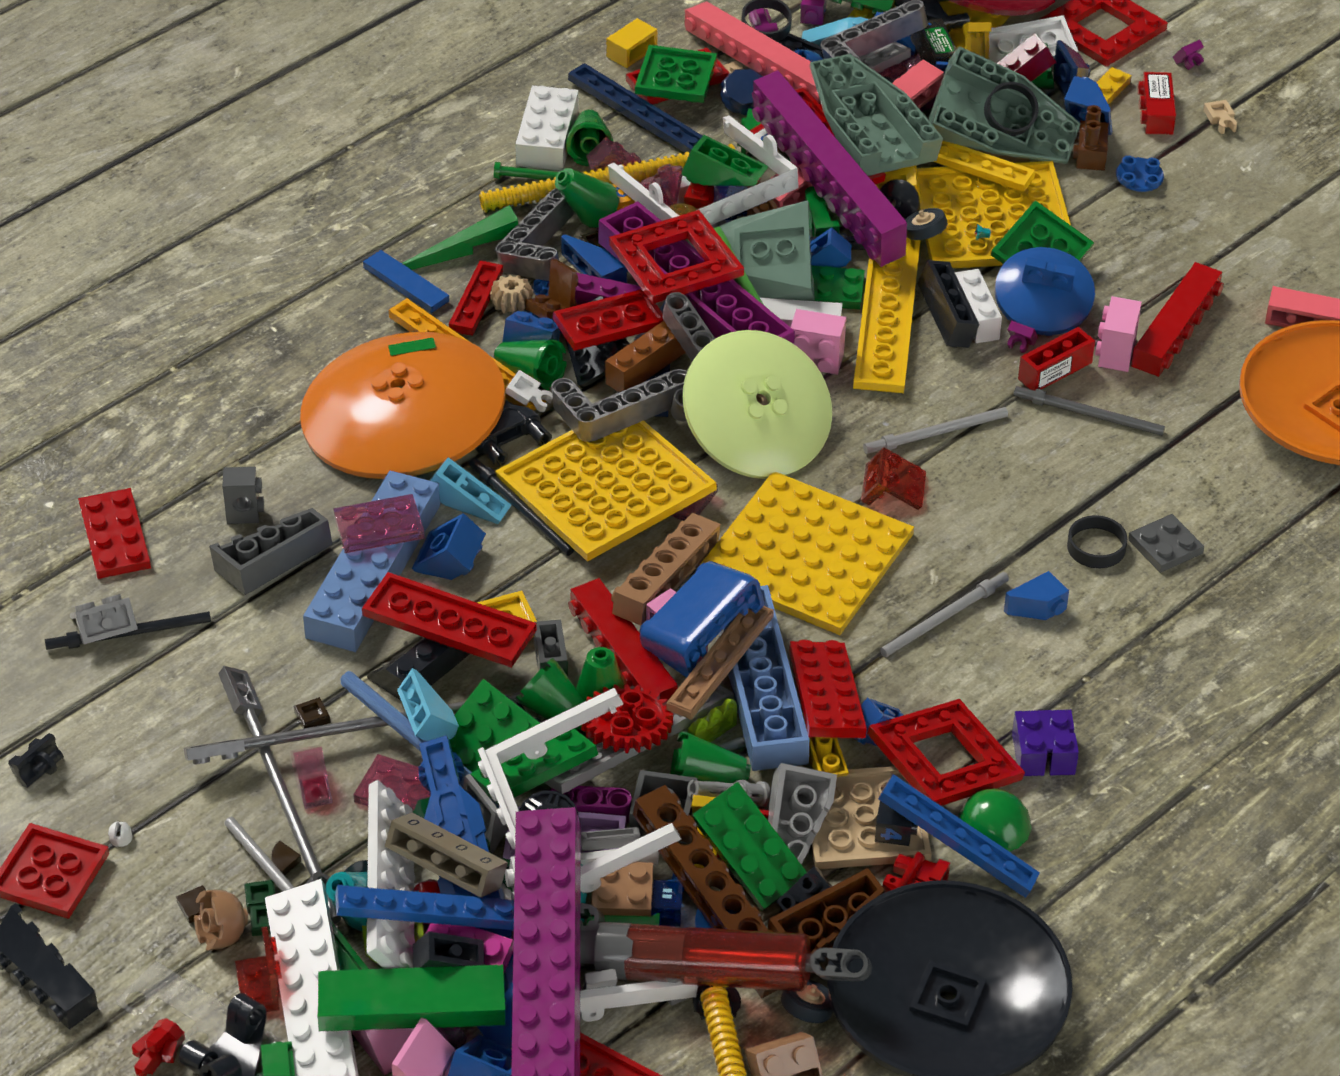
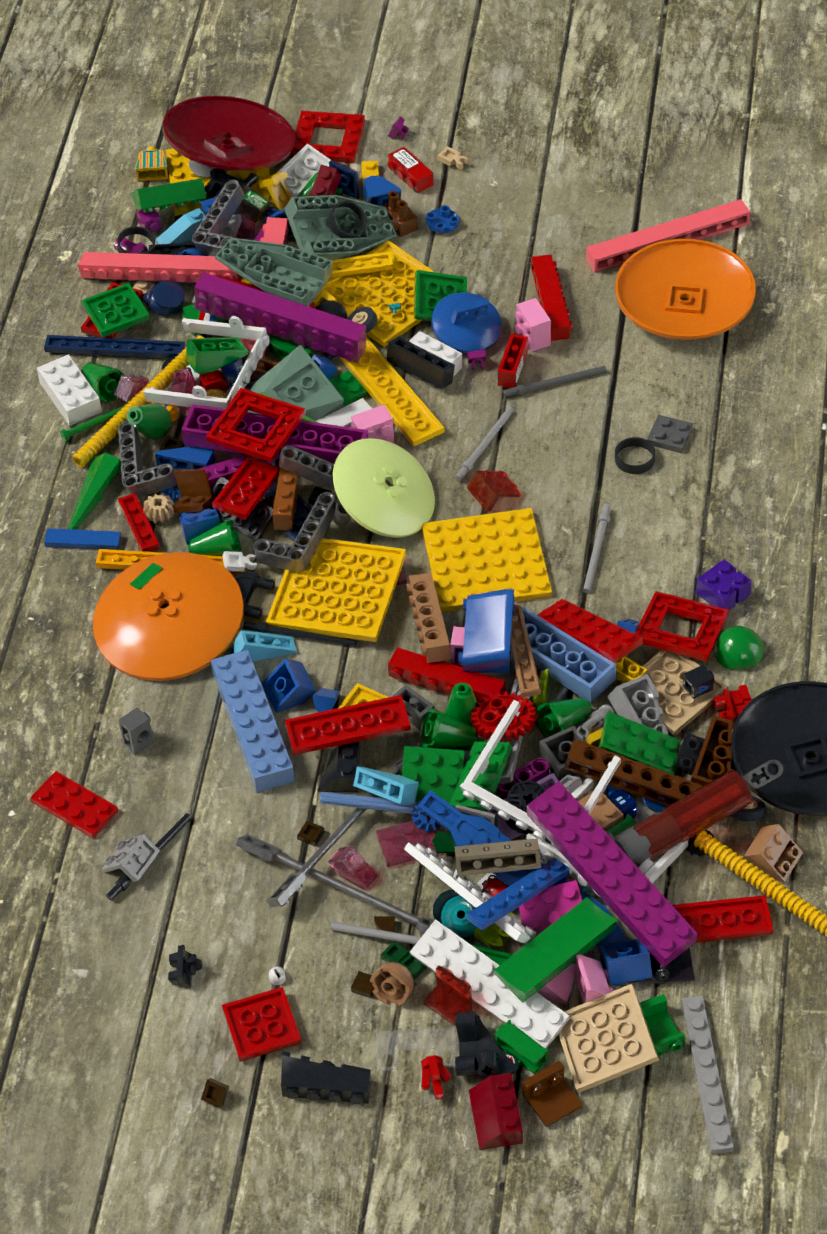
camera: 35 degrees left, 5 degrees up
(272, 550) = (187, 755): dark grey wedge -> none
(378, 523) = (243, 695): clear pink plate -> none
(447, 950) = (549, 912): black slope -> none
(473, 585) = (325, 699): none -> blue tile
(631, 42) = (61, 305): yellow brick -> none
(959, 835) = (739, 666): blue plate -> none
(1037, 598) = (639, 507): blue slope -> none

